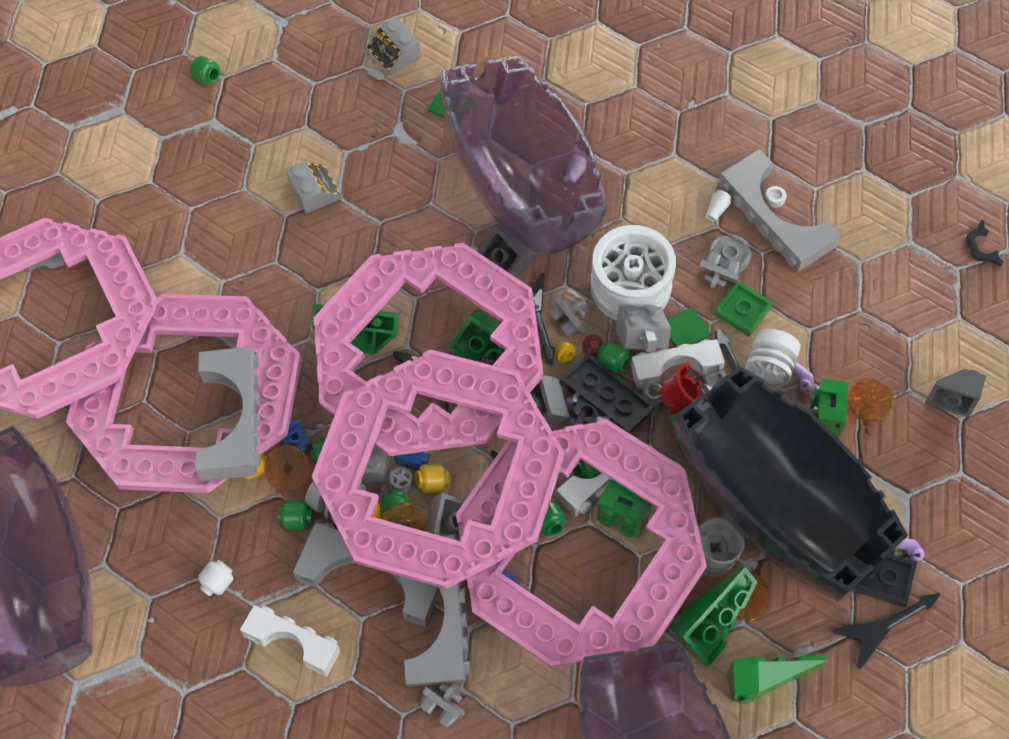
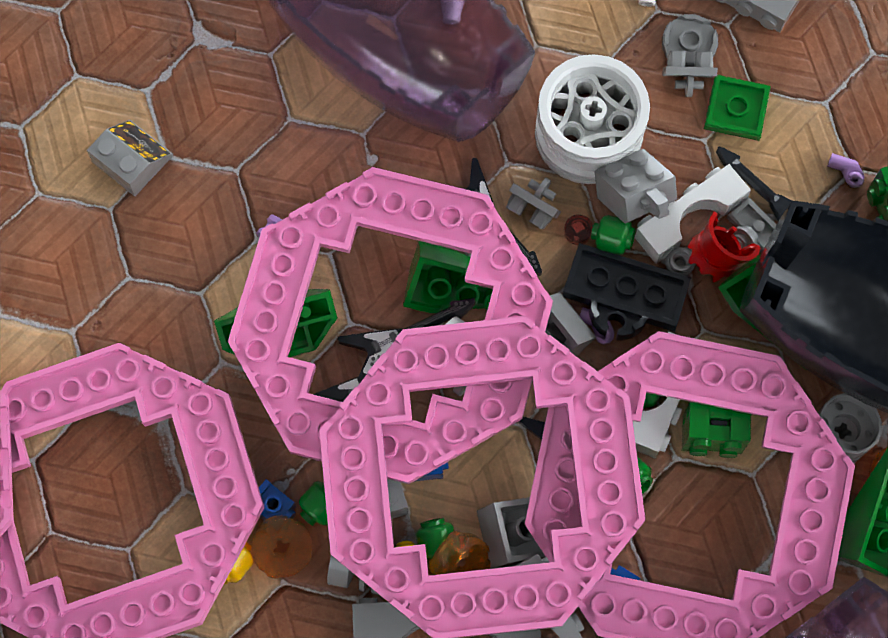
camera: 25 degrees left, 10 degrees up
(238, 452) = (218, 561): light grey arch -> none
(295, 515) = (320, 603): green head -> none
(399, 476) = (427, 496): light grey wheel -> none
(431, 478) = (464, 485): yellow head -> none
(507, 251) = (417, 152): dark grey slope -> none
(565, 351) = (550, 252): yellow plate -> none
(687, 328) = (683, 159): green piece -> none
(773, 356) = (805, 159): white wheel -> none

